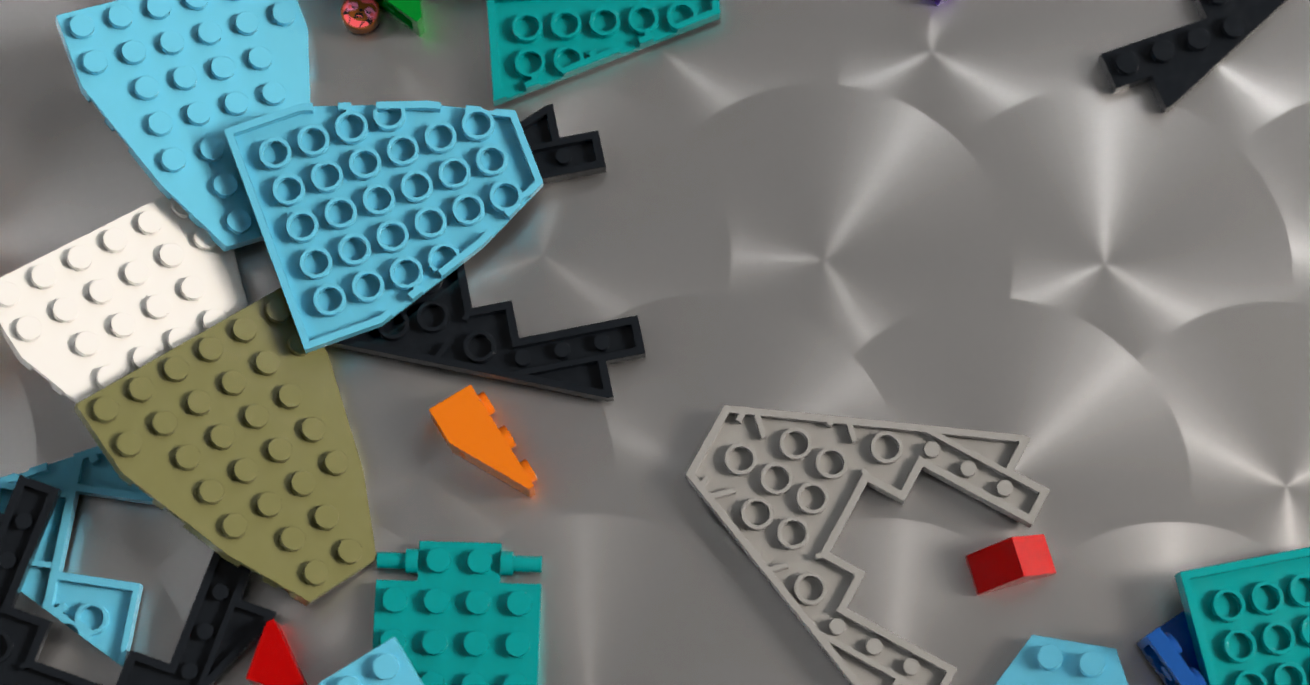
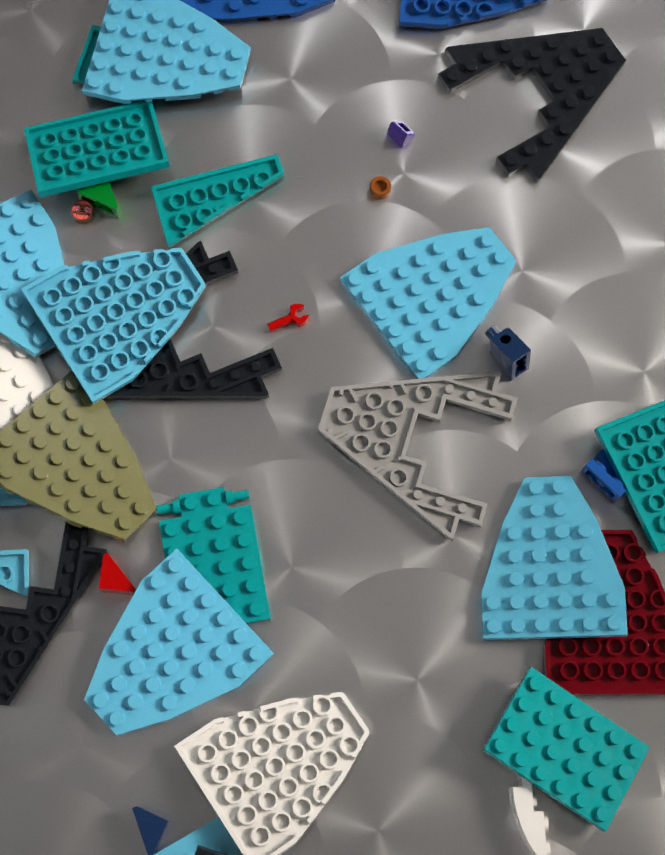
camera: 15 degrees left, 0 degrees up
(474, 436) = (196, 431): orange slope -> none
(678, 269) = (290, 318): none -> red bar
(884, 69) = (380, 187): none -> dark orange tile
(936, 274) = (431, 293): none -> medium azure wing
(1010, 563) = (504, 442): red slope -> none
(1050, 404) = (508, 351): none -> dark blue torso

